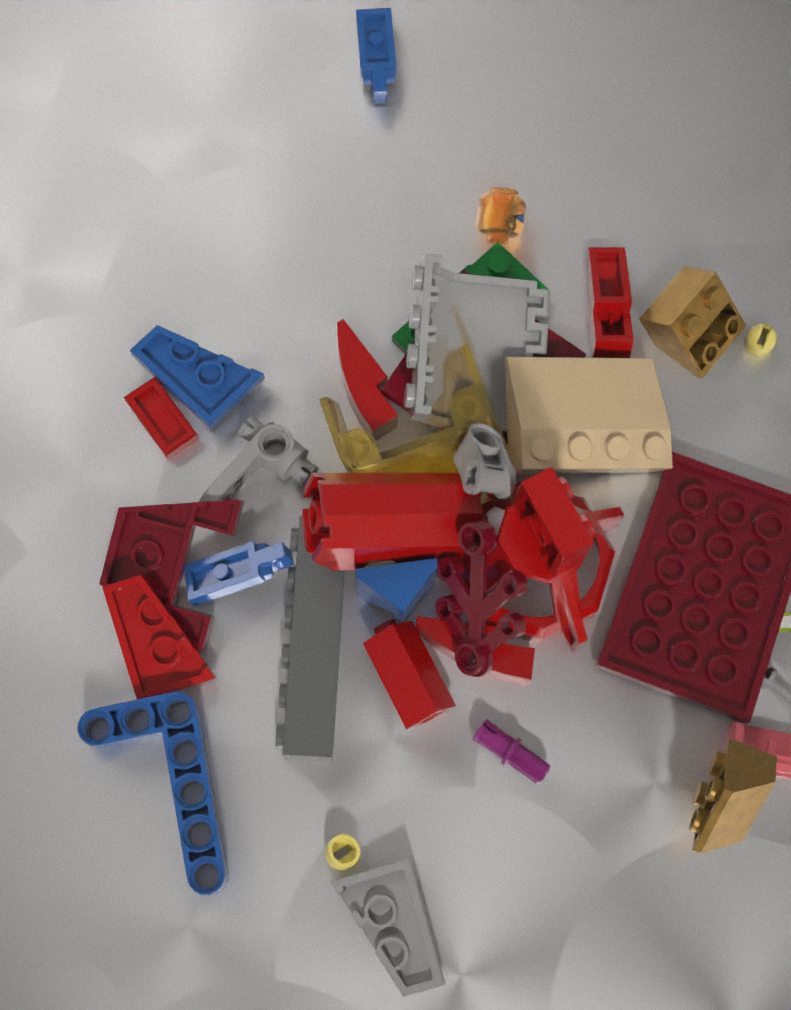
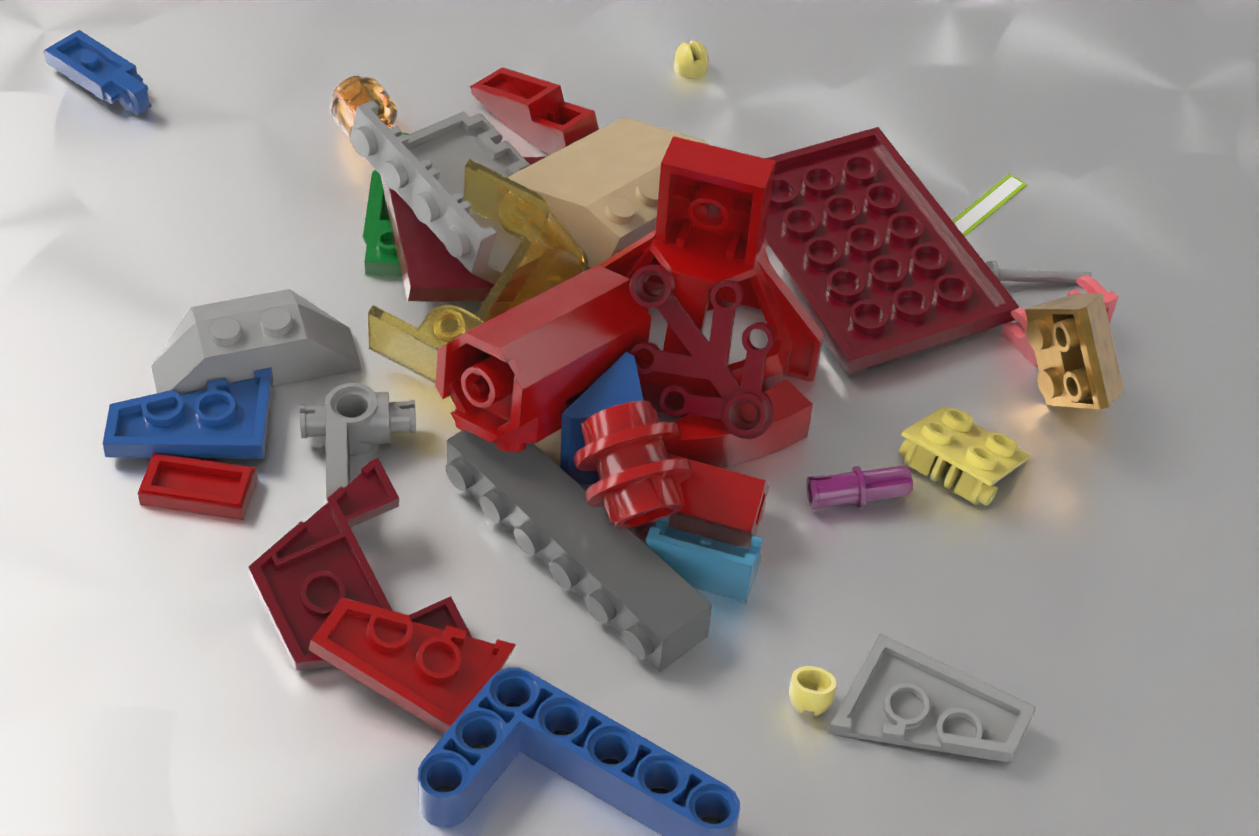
camera: 45 degrees left, 25 degrees down
(234, 570) = (430, 539): hinge -> none
(277, 341) = (254, 334): none -> light grey wedge
(362, 633) = (634, 471): none -> red piece
(363, 383) = (351, 295): red slope -> none
(374, 713) = (706, 561): none -> dark azure hinge
(485, 463) = (589, 239): light grey piece -> none
(602, 785) = (975, 453): none -> light yellow hinge
(693, 320) = (622, 74): pearl gold slope -> none

